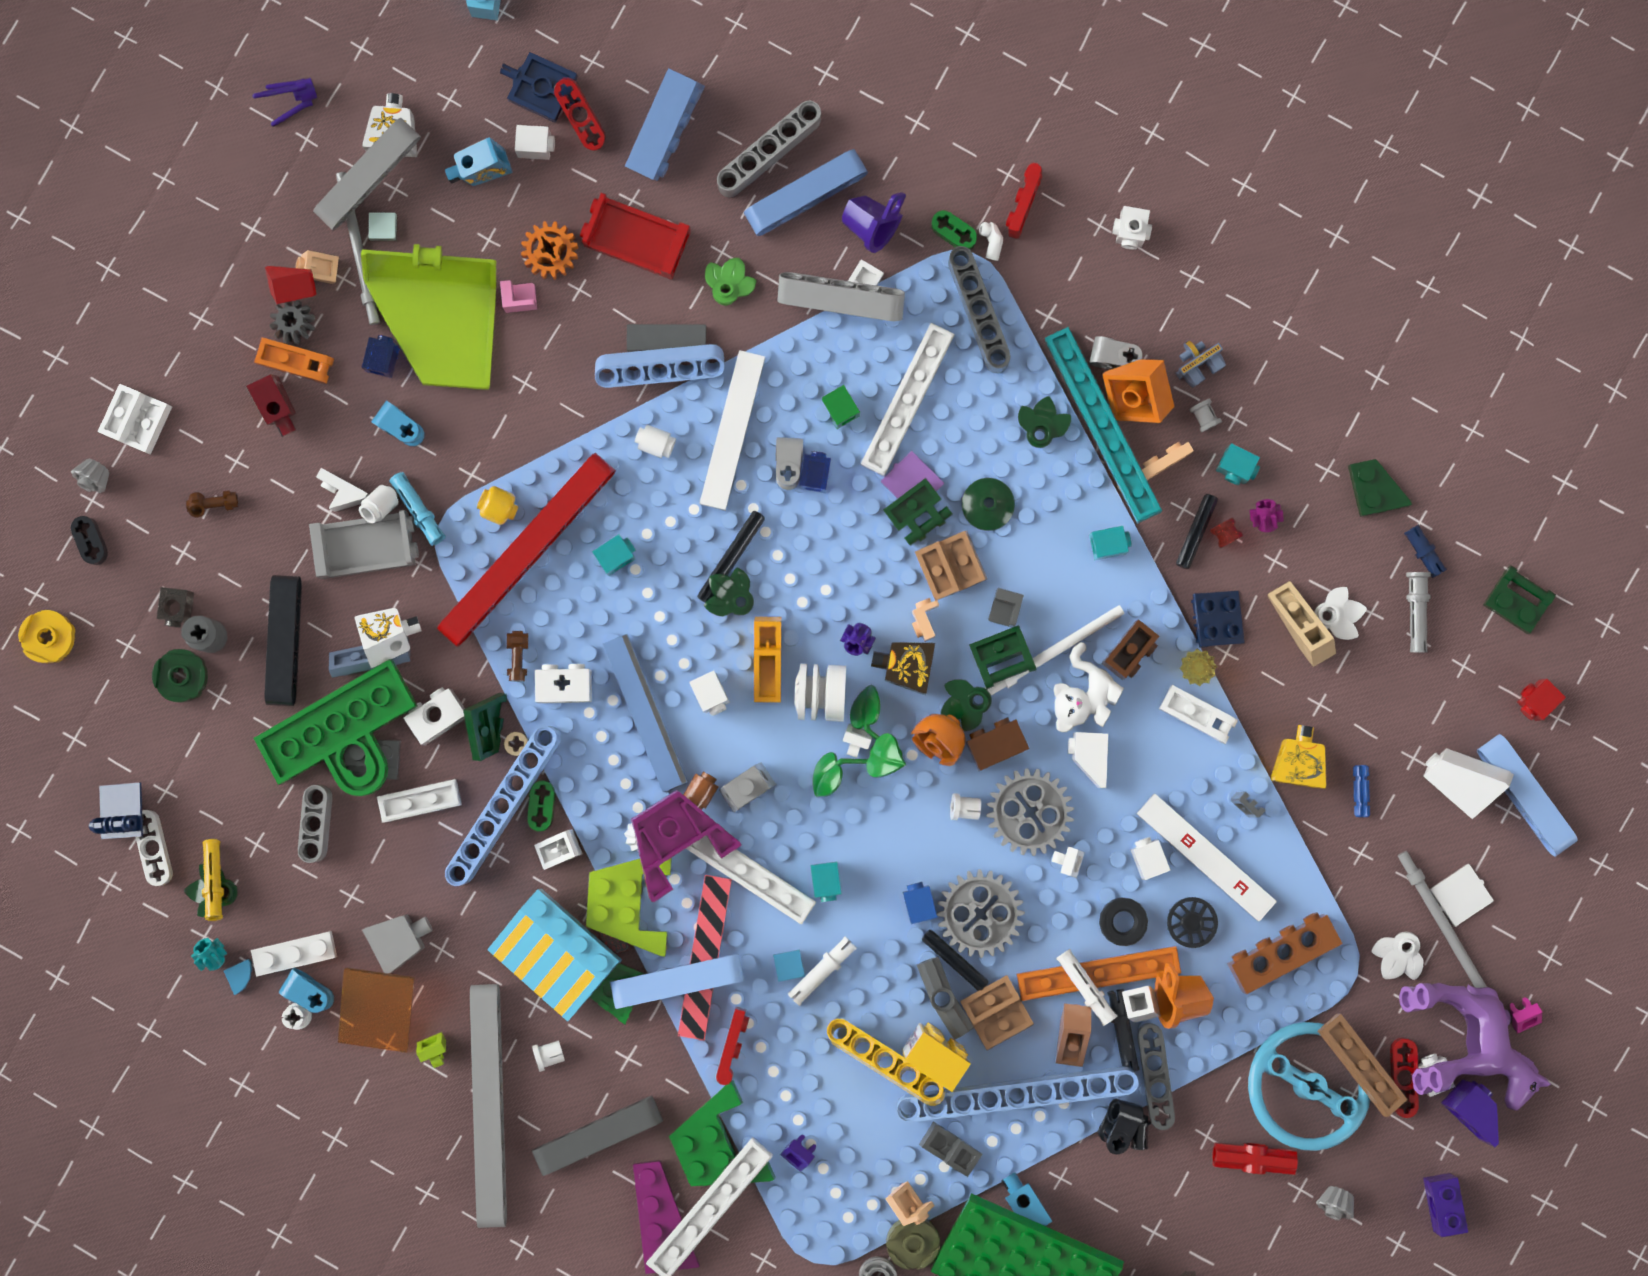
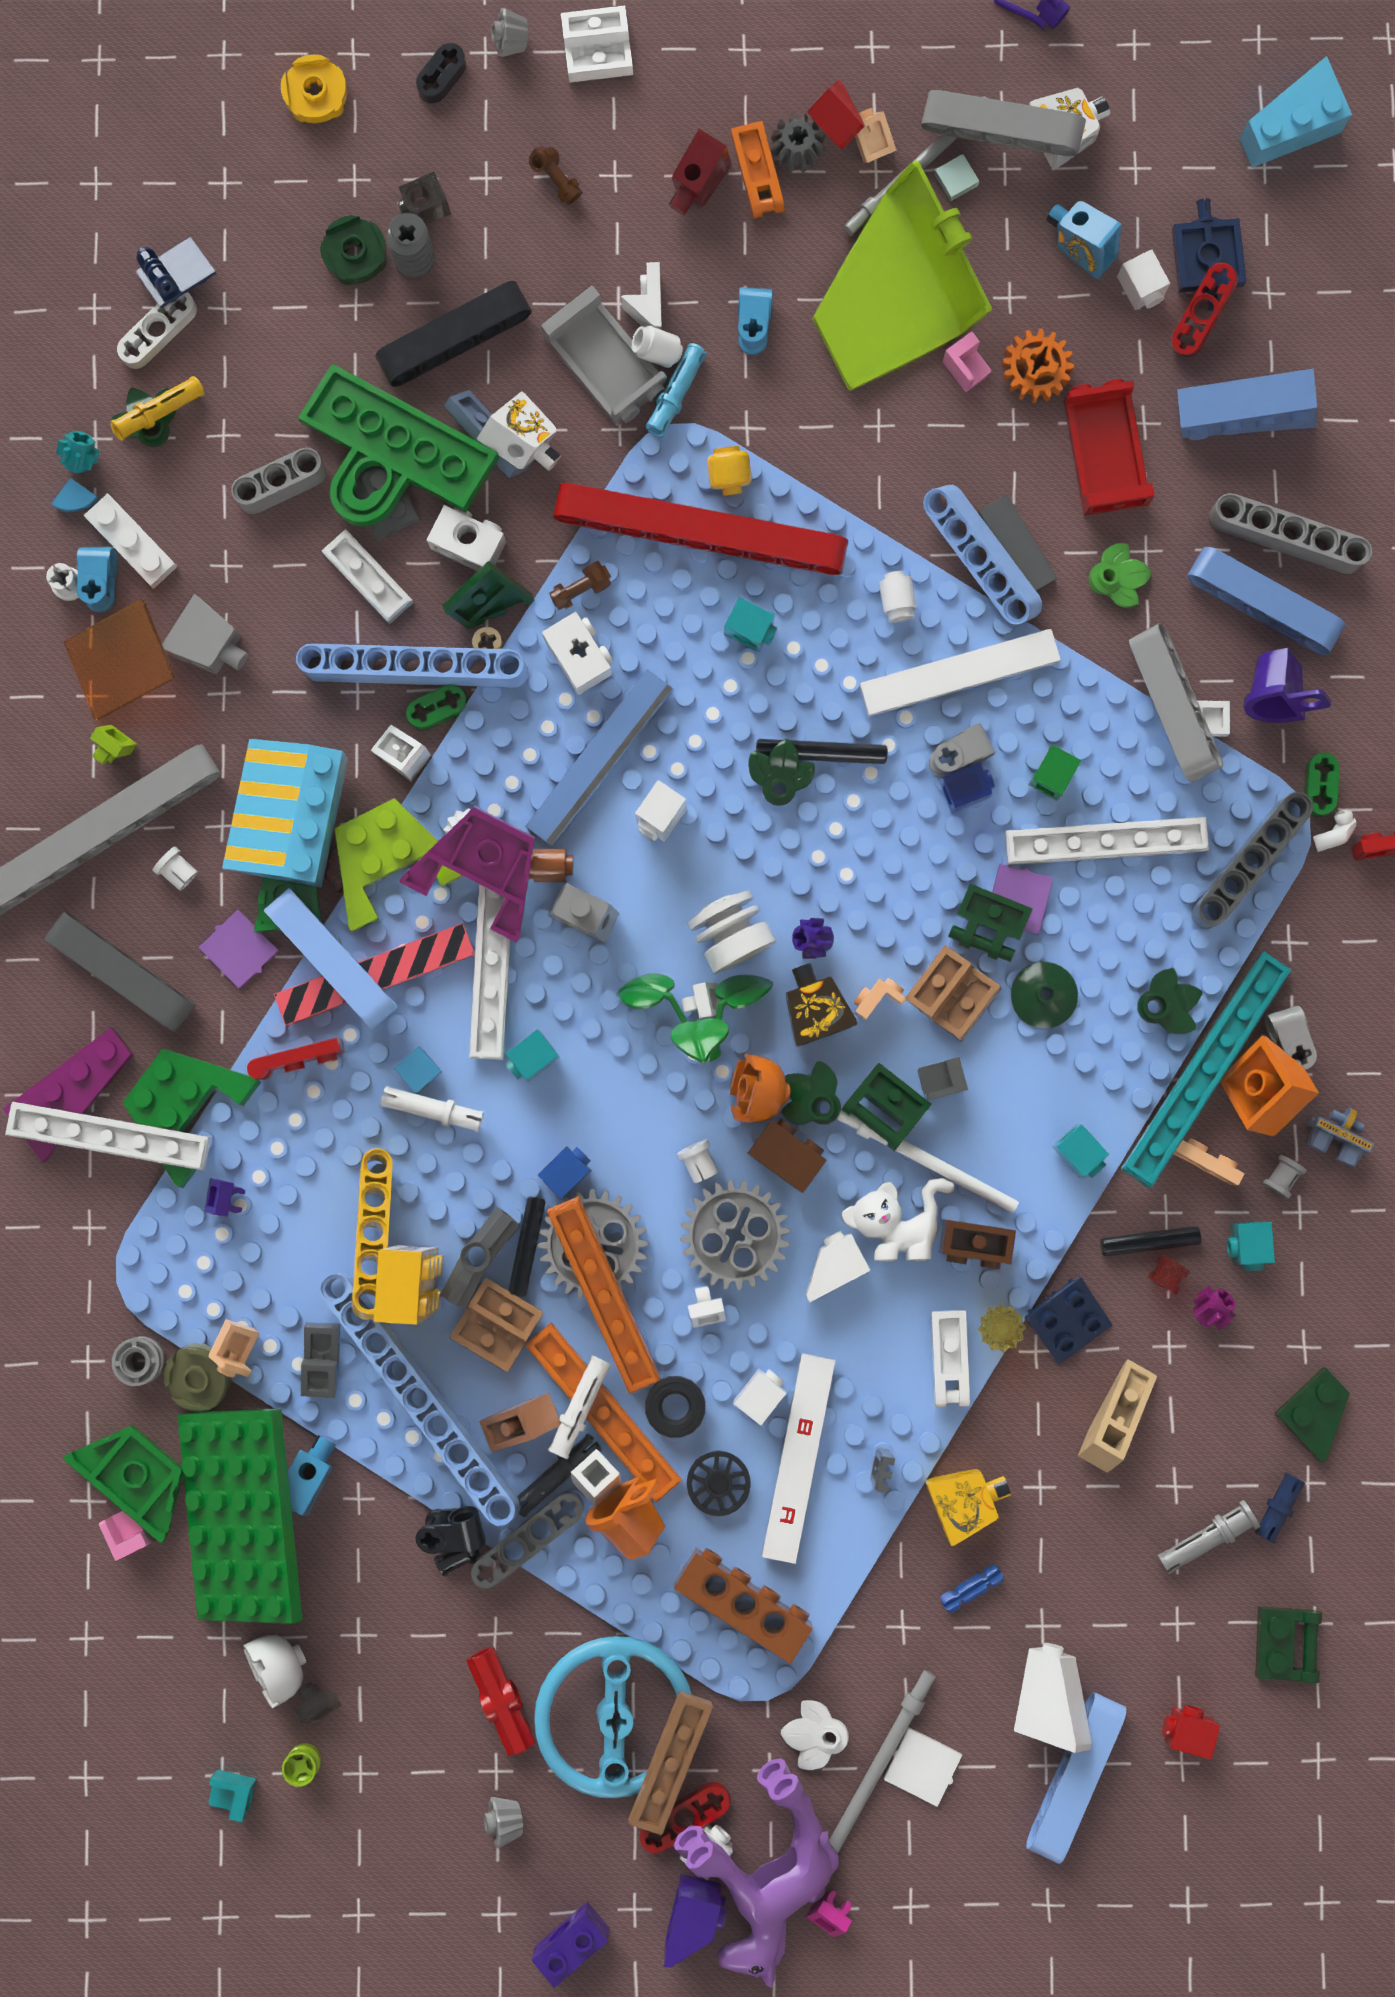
camera: 60 degrees right, 0 degrees up
(380, 356) = (816, 256): clear blue brick -> none
(629, 1043) = (238, 949): none -> medium lavender piece
(767, 659) = (734, 854): light orange slope -> none
(1019, 926) = (603, 1294): none -> orange tile
(1343, 613) = (1156, 1455): white plate -> none

